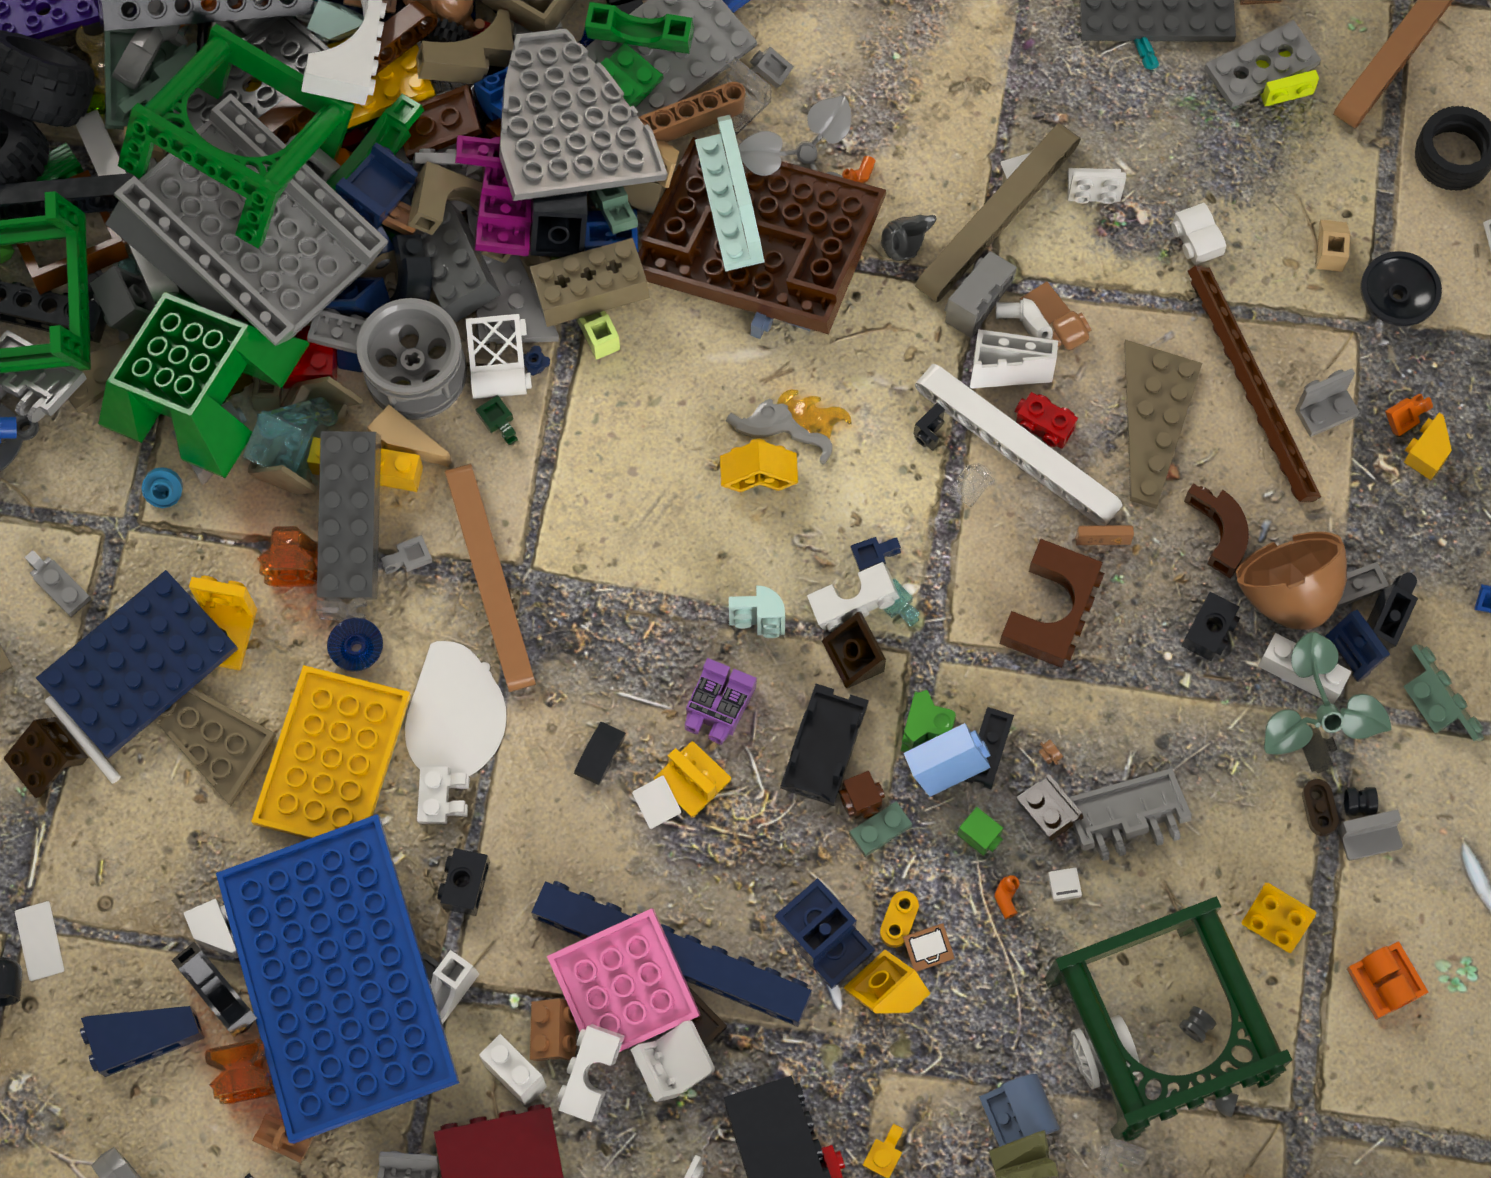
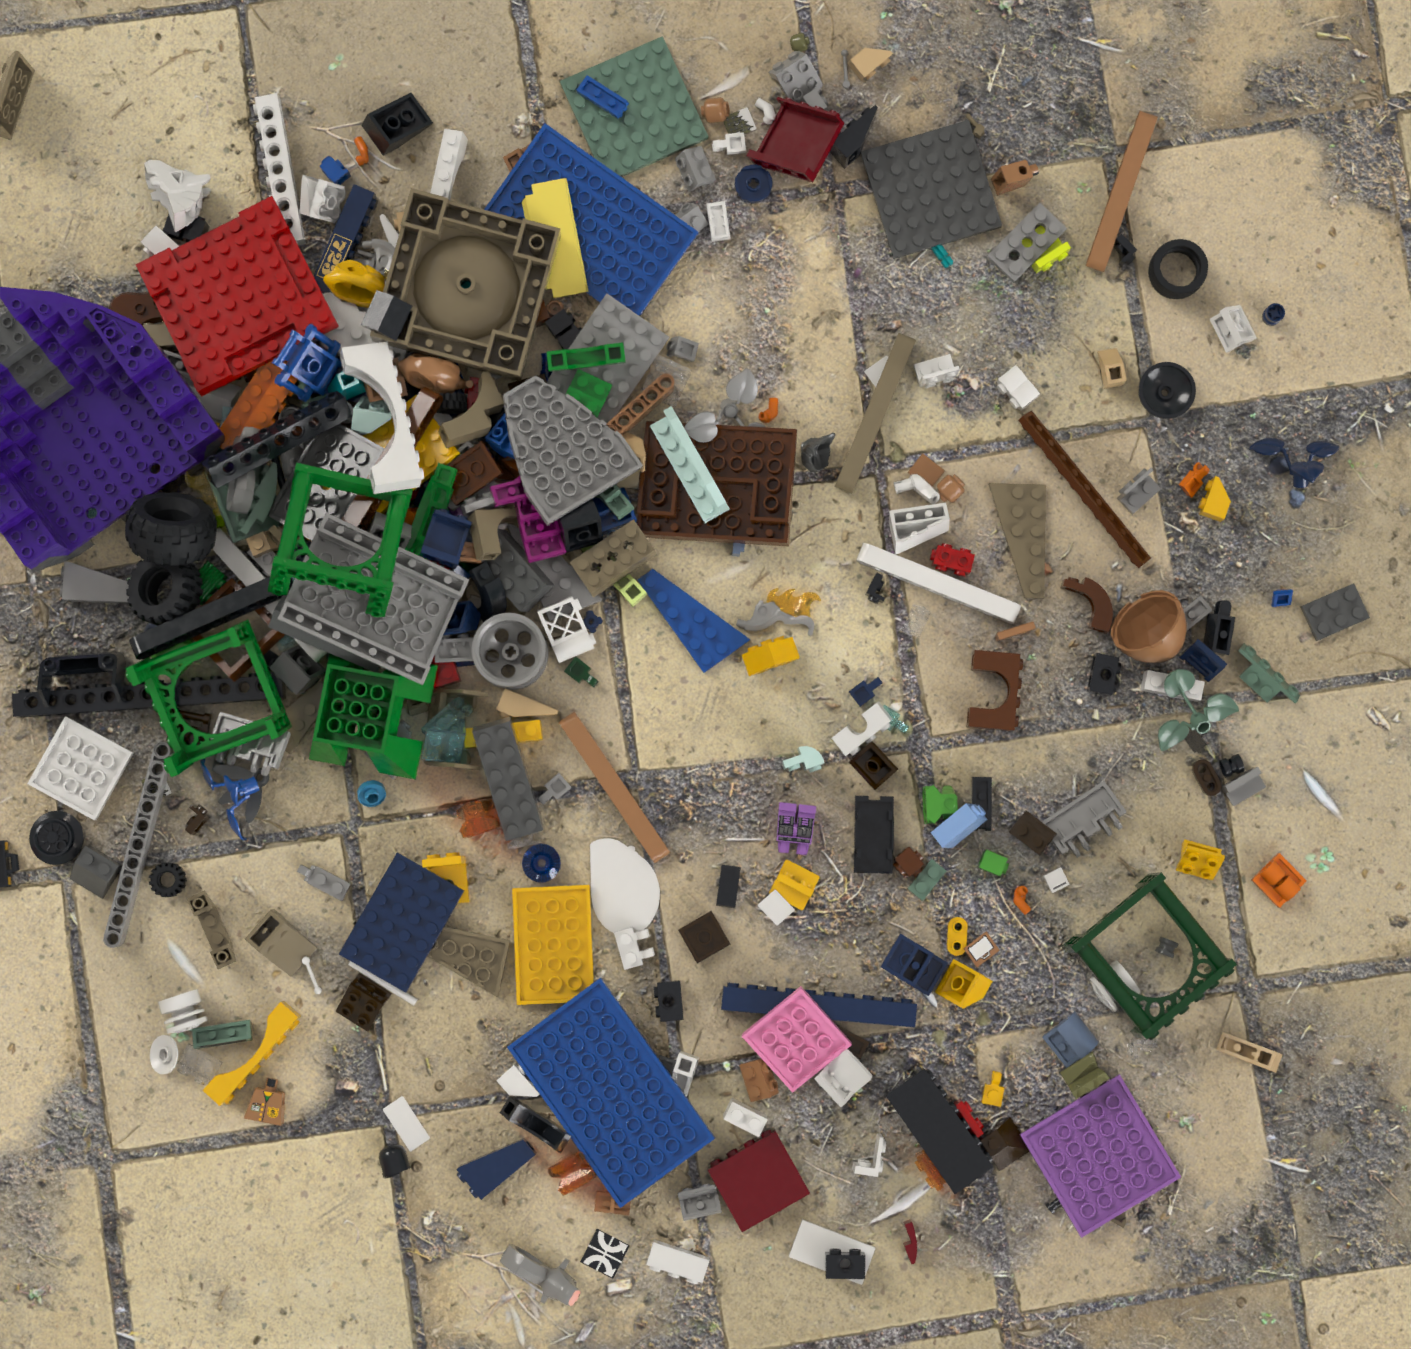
camera: 20 degrees left, 15 degrees up
(543, 811) = (704, 937): none -> dark brown plate
(579, 1095) = (792, 1117): white arch -> none
(674, 411) = (698, 628): none -> blue wing
(979, 293) = (880, 479): light grey wedge -> none
(1050, 752) = (1022, 794): medium nougat plate -> none
(1392, 107) = (1124, 247): none -> black bracket

